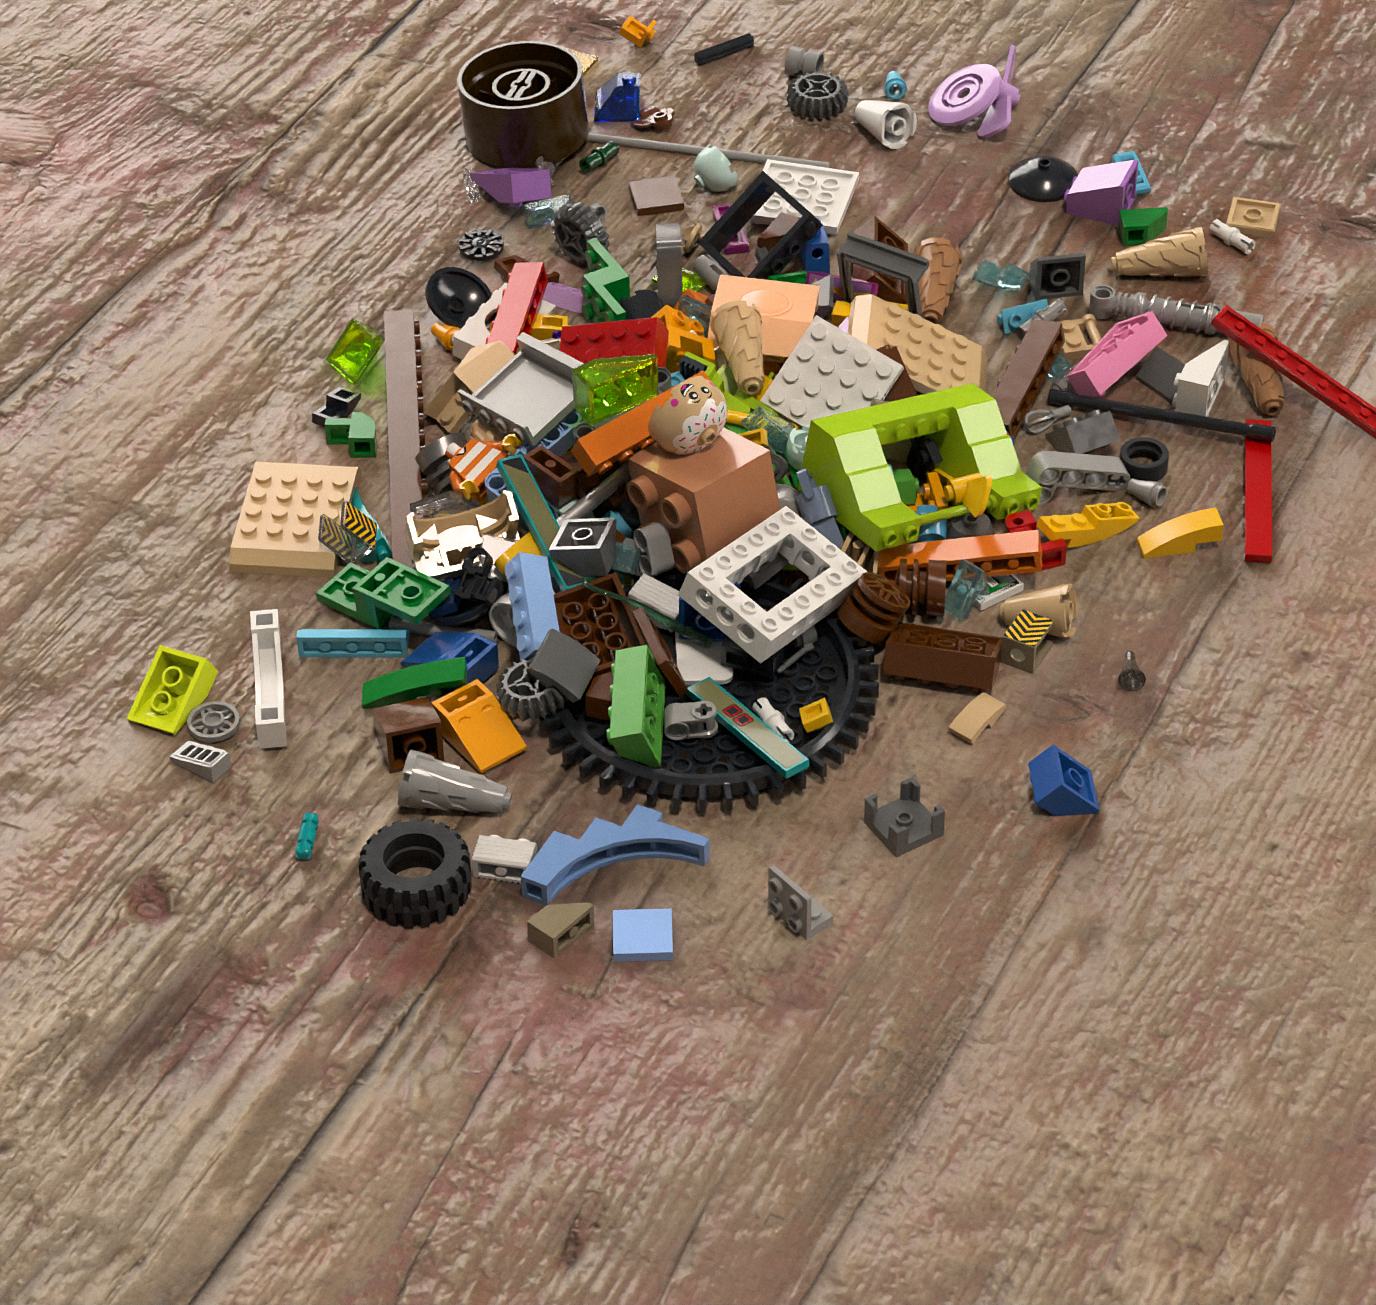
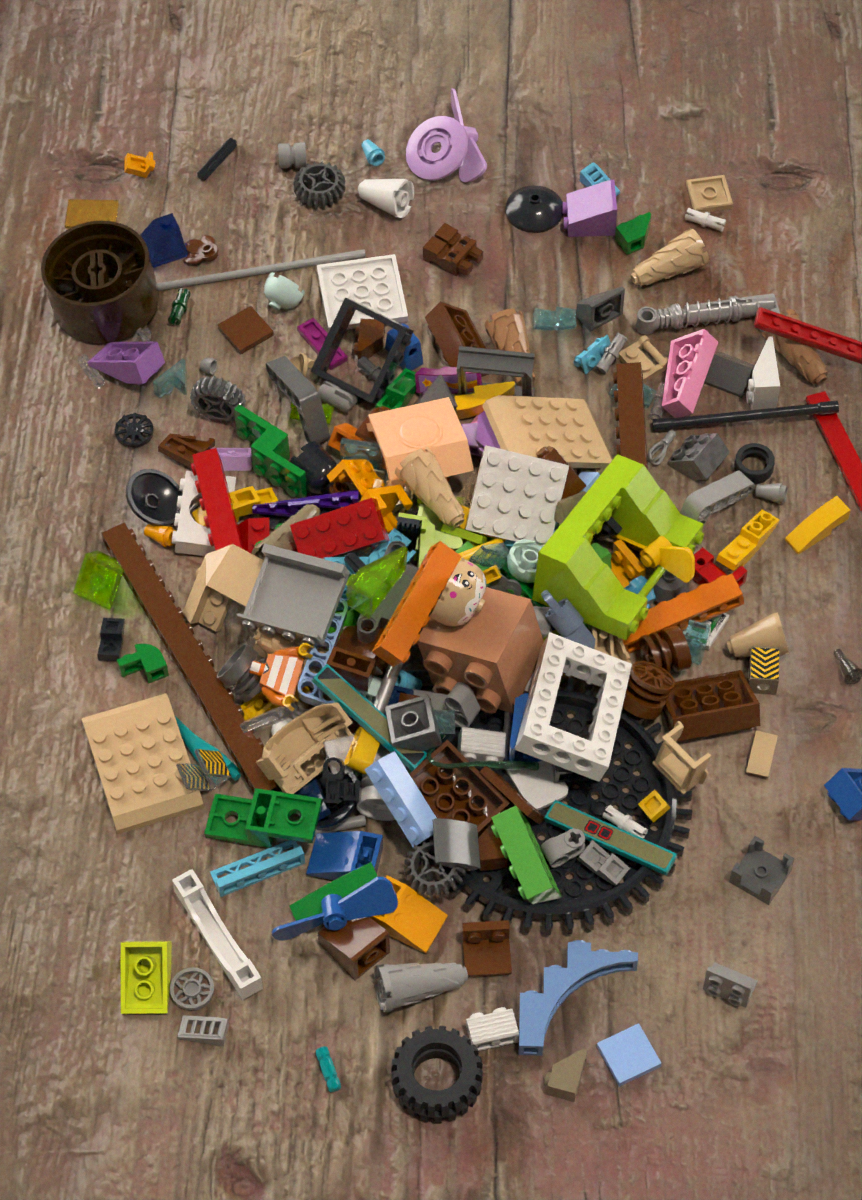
camera: 25 degrees left, 15 degrees up
(440, 687) = (369, 900): none -> blue piece
(549, 784) = (487, 948): none -> reddish brown bracket
(724, 750) = (601, 863): none -> light grey slope
(866, 683) = (674, 769): none -> tan piece
(923, 186) = (452, 251): none -> reddish brown hips

